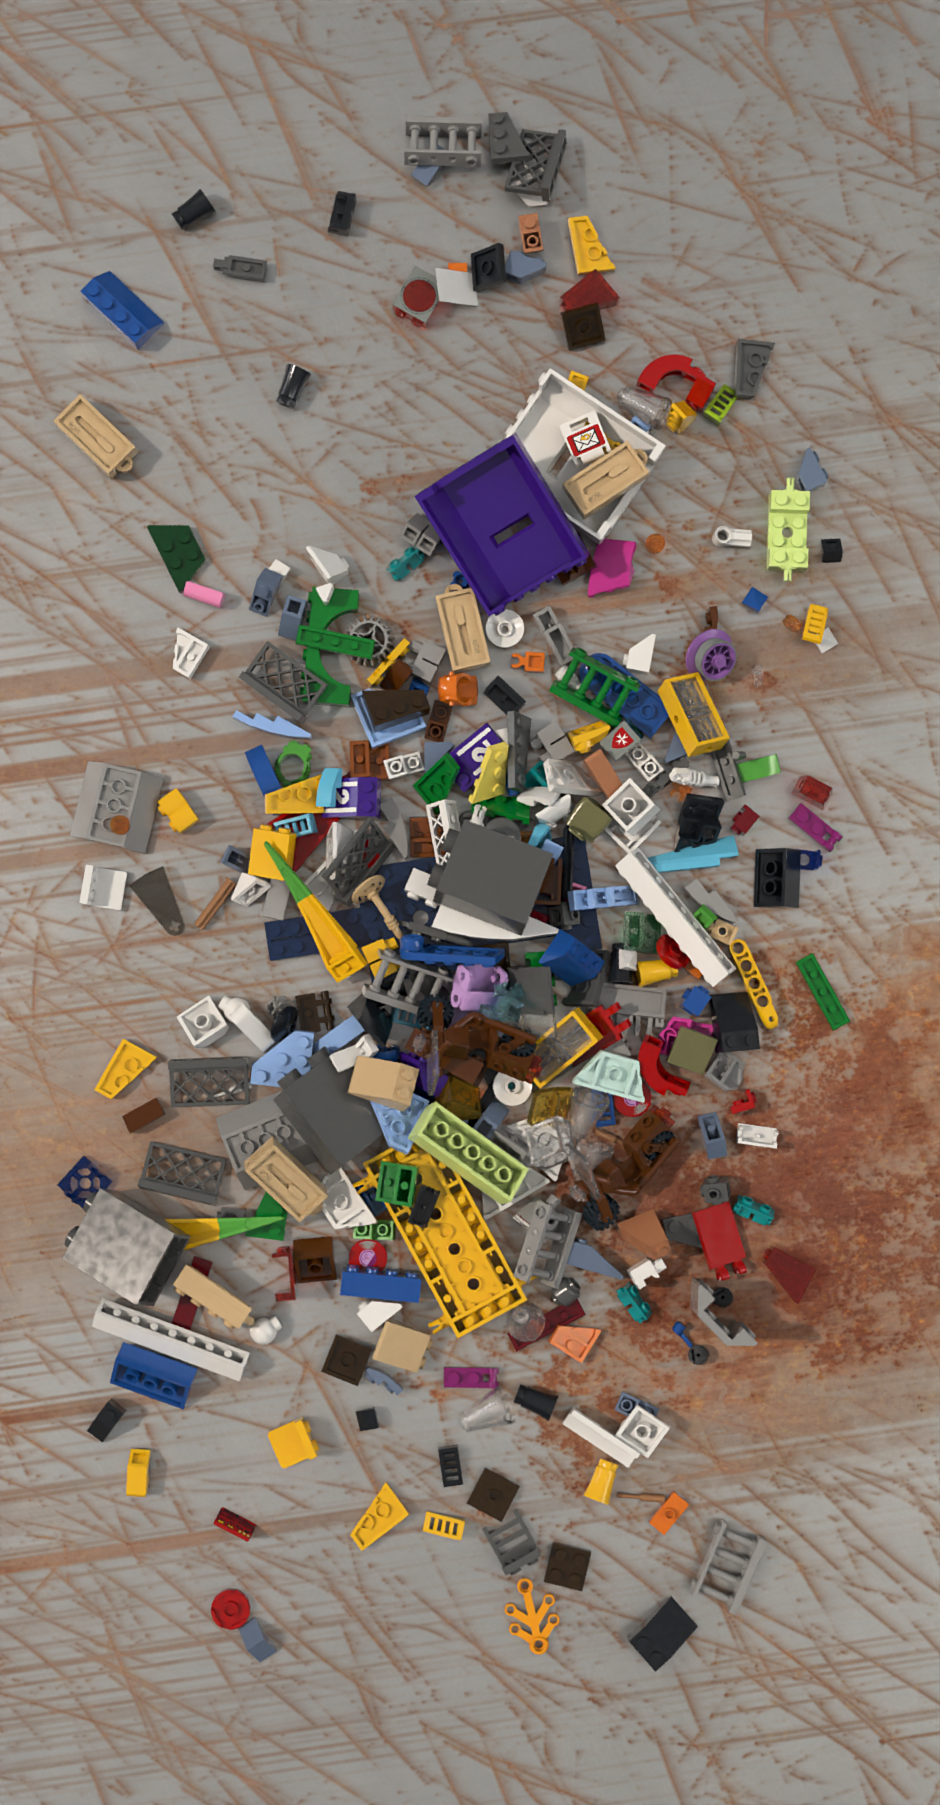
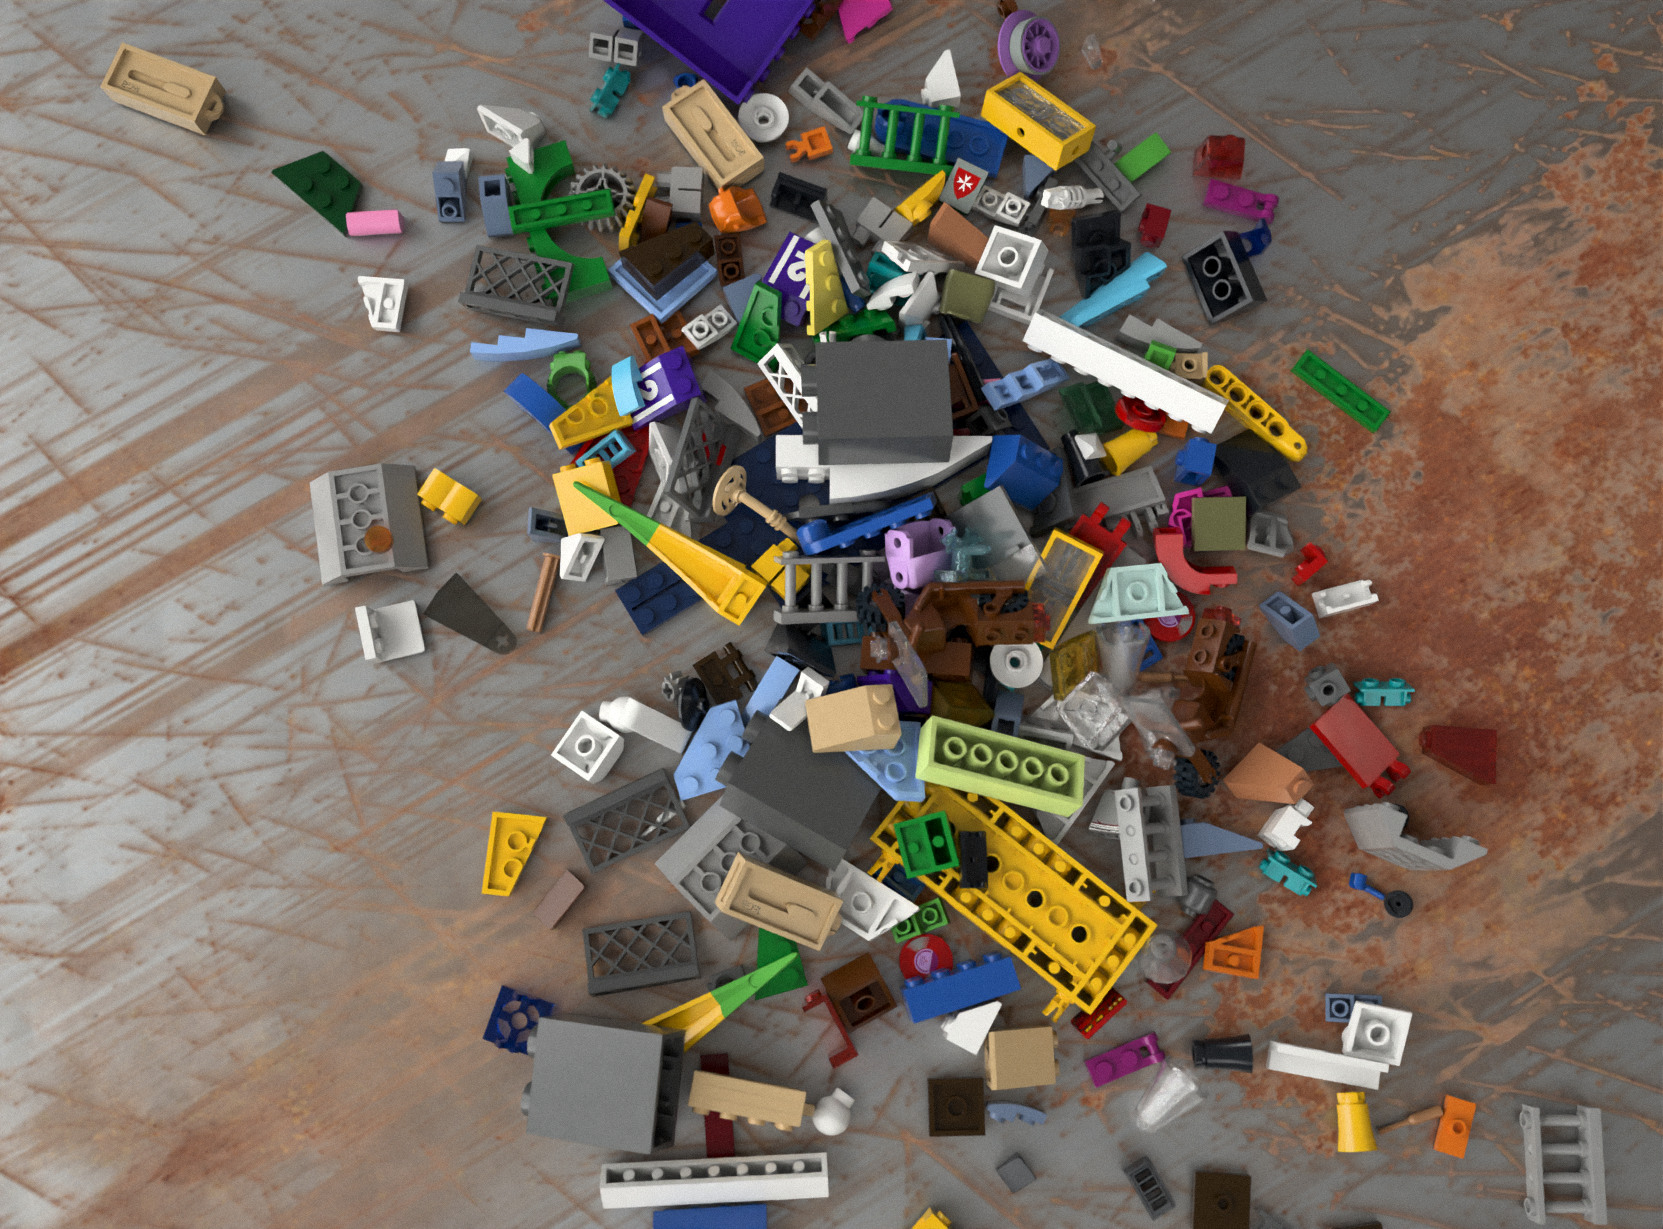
camera: 25 degrees left, 5 degrees down
(466, 1341) = (1089, 1024): none -> slope

